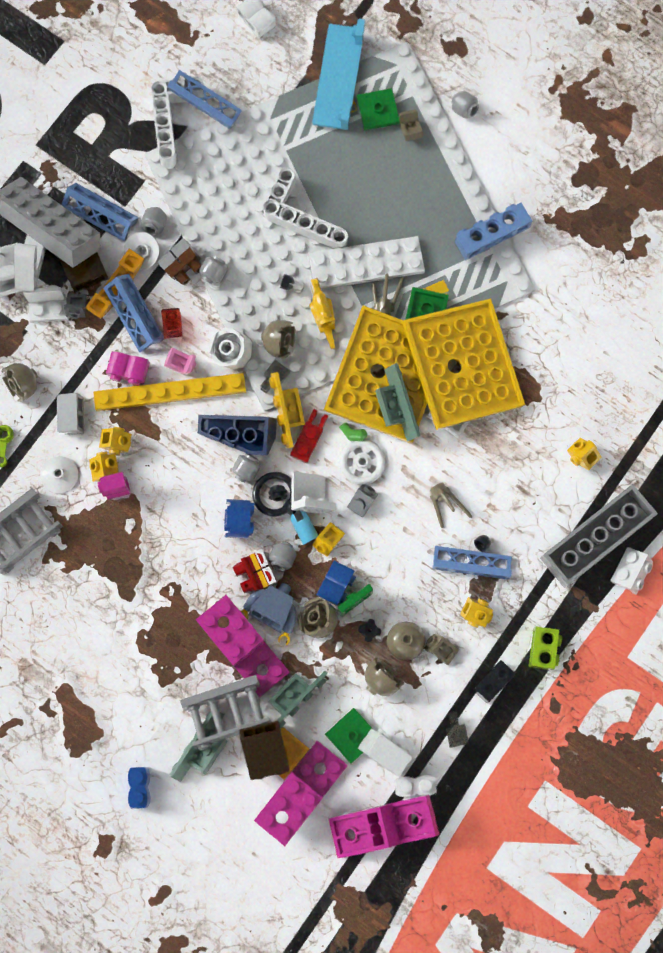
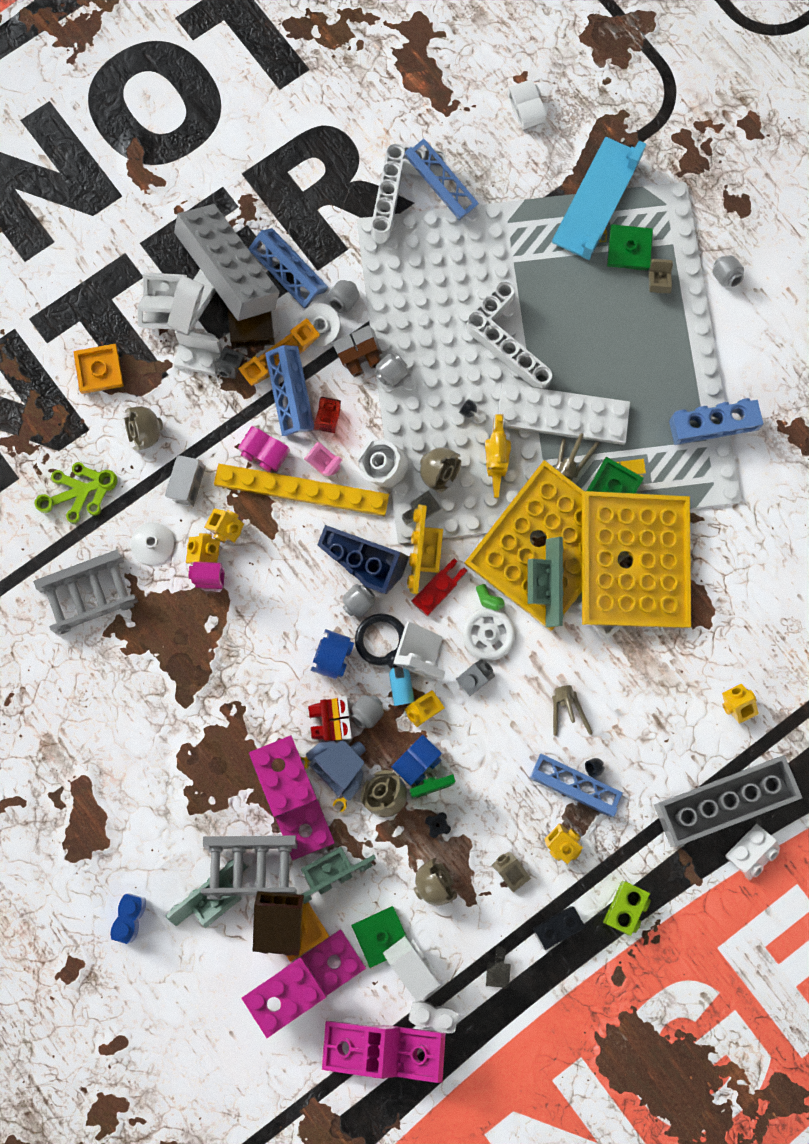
camera: 15 degrees right, 0 degrees up
(277, 493) = (384, 639): black plate -> none
(405, 641) = (474, 849): dark tan cylinder -> none

